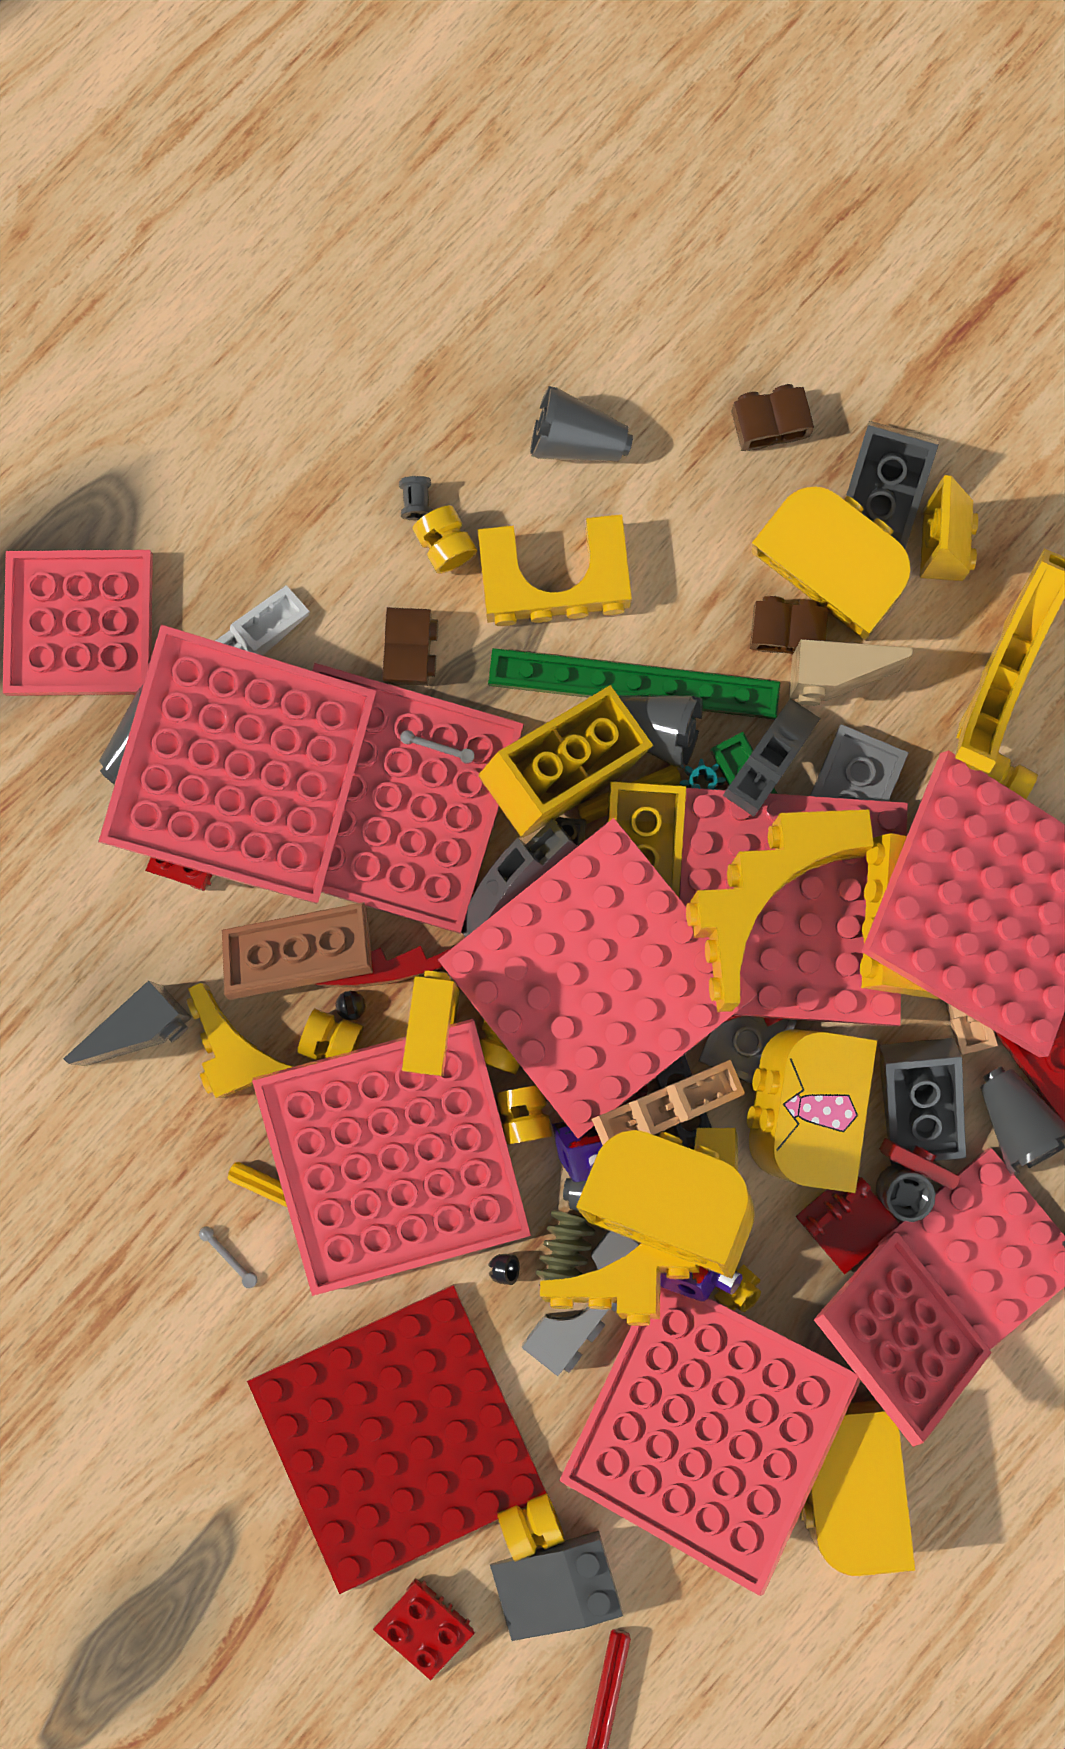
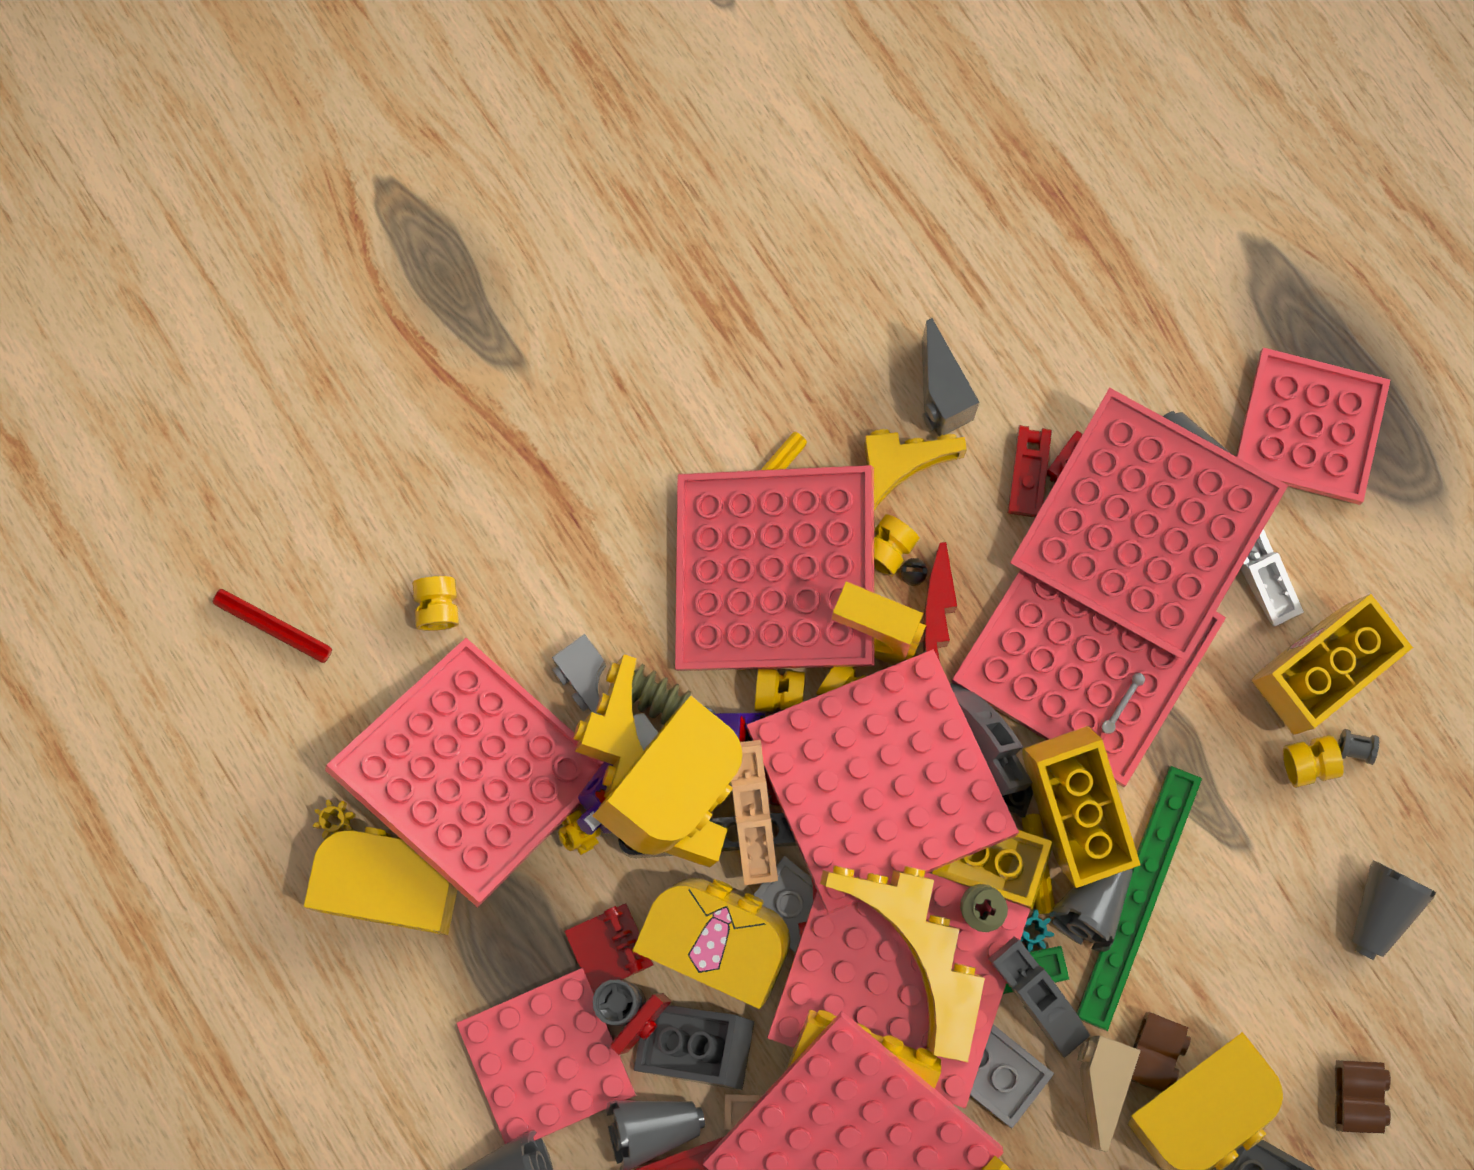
camera: 105 degrees right, 5 degrees down
(207, 909) = (1029, 472): none -> red plate
(248, 1279) = (705, 428): light grey hinge -> none
(296, 951) = (973, 536): nougat tile -> none
(341, 541) = (1331, 664): none -> yellow brick
(396, 1438) = (541, 516): red plate -> none
(408, 646) = (1221, 703): reddish brown brick -> none
(424, 1629) = (381, 496): red hinge -> none
(504, 1269) = (647, 641): black hinge -> none
(513, 598) = (1234, 891): yellow arch -> none
(557, 1588) = (379, 614): dark grey slope -> none
(707, 832) = (990, 920): none -> olive piece
(807, 1575) = (334, 811): none -> yellow gear
(903, 1338) = (498, 956): coral plate -> none

